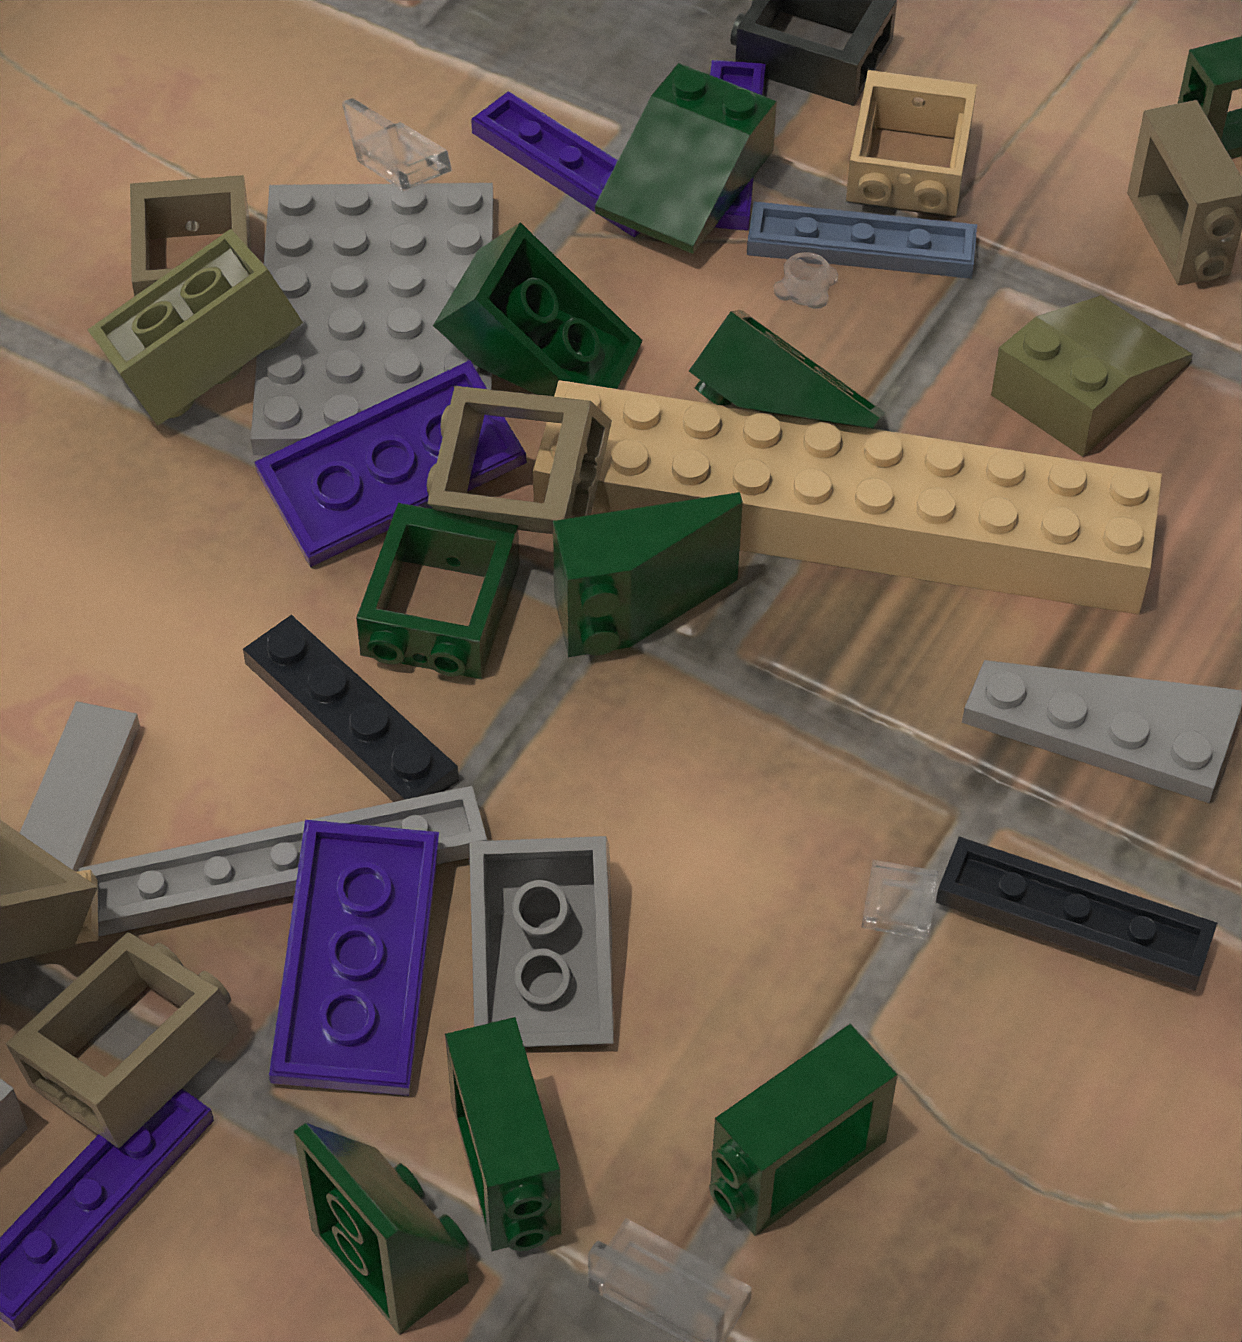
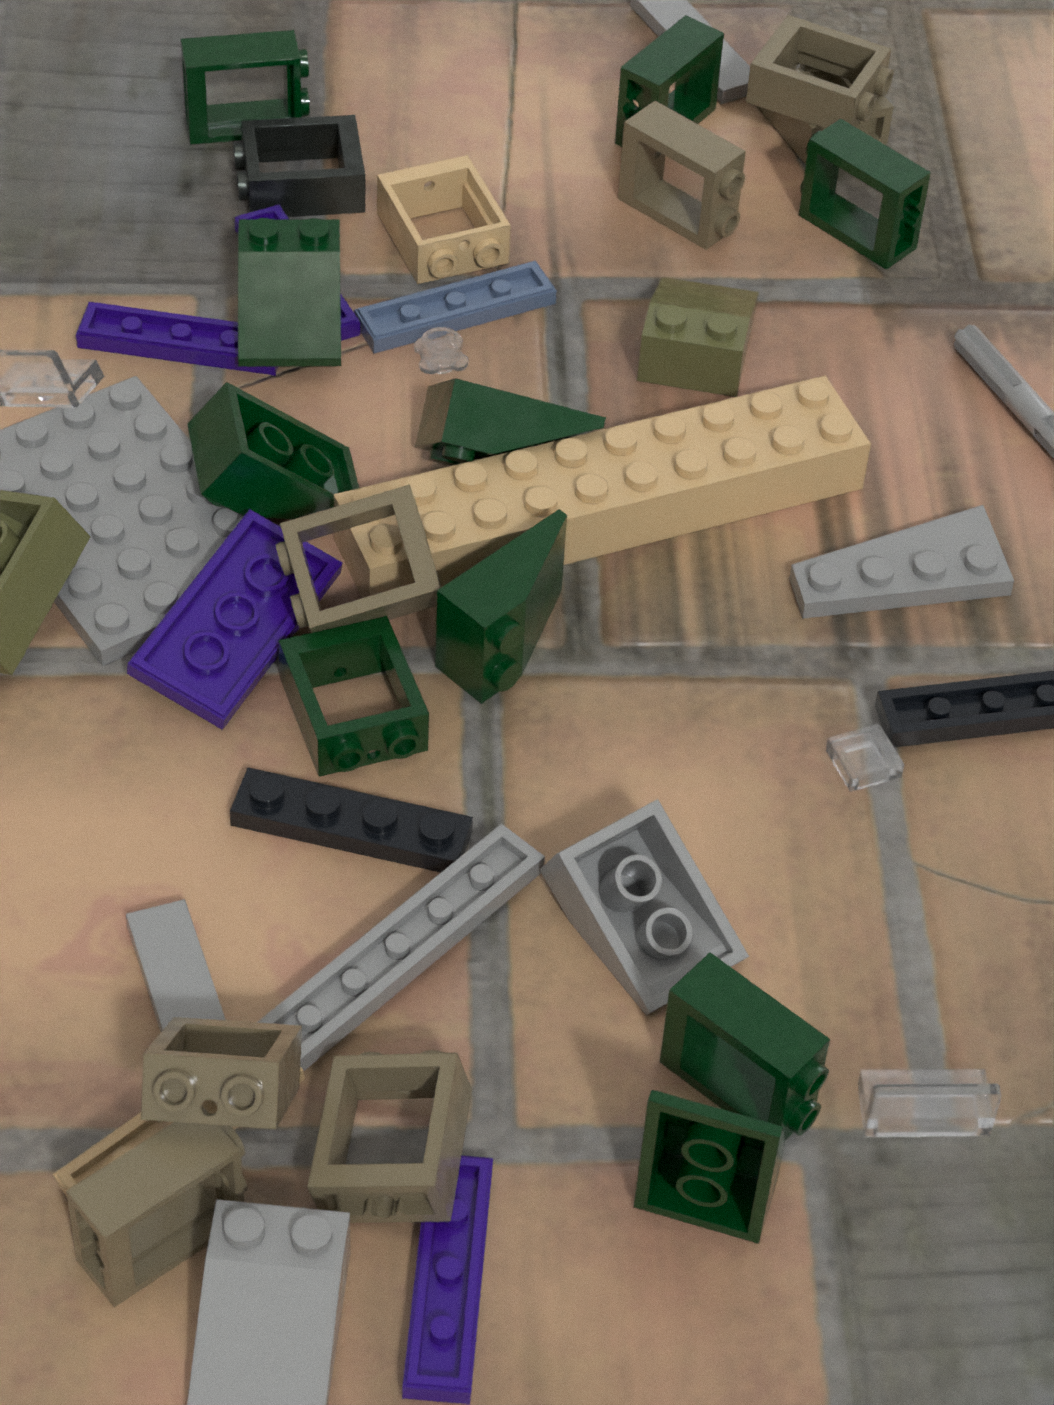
camera: 35 degrees left, 5 degrees down
(355, 958) = (516, 990): dark purple tile -> none
(801, 1130) = (945, 938): dark green window -> none

